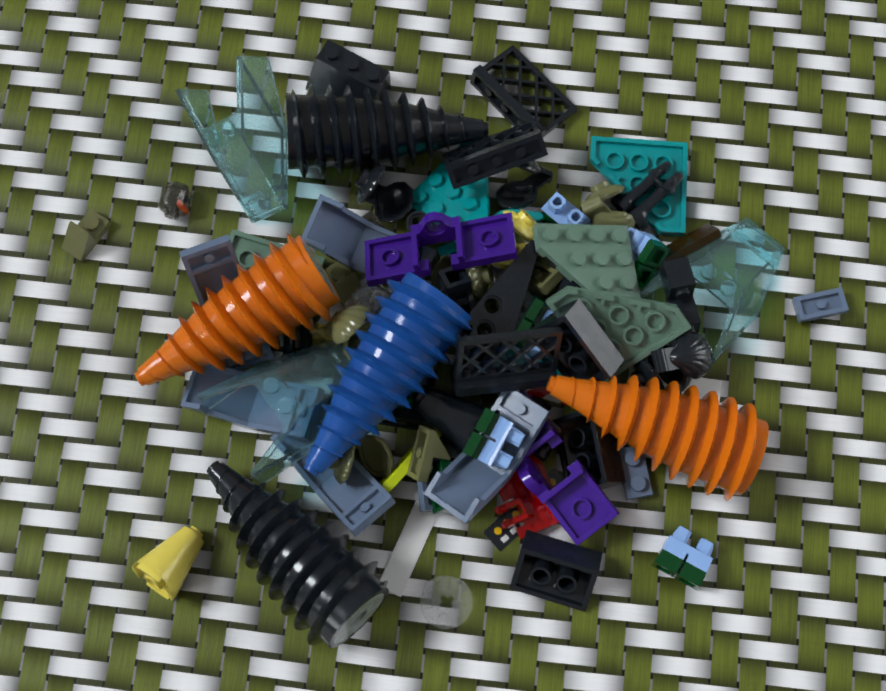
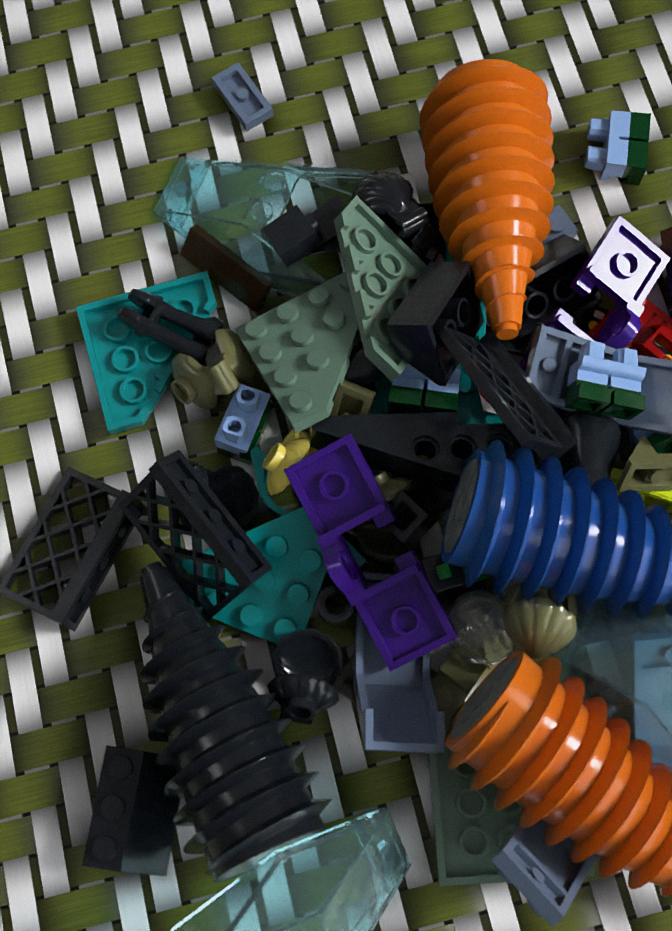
camera: 110 degrees left, 0 degrees up
(647, 254) = (256, 296): dark green hips -> none

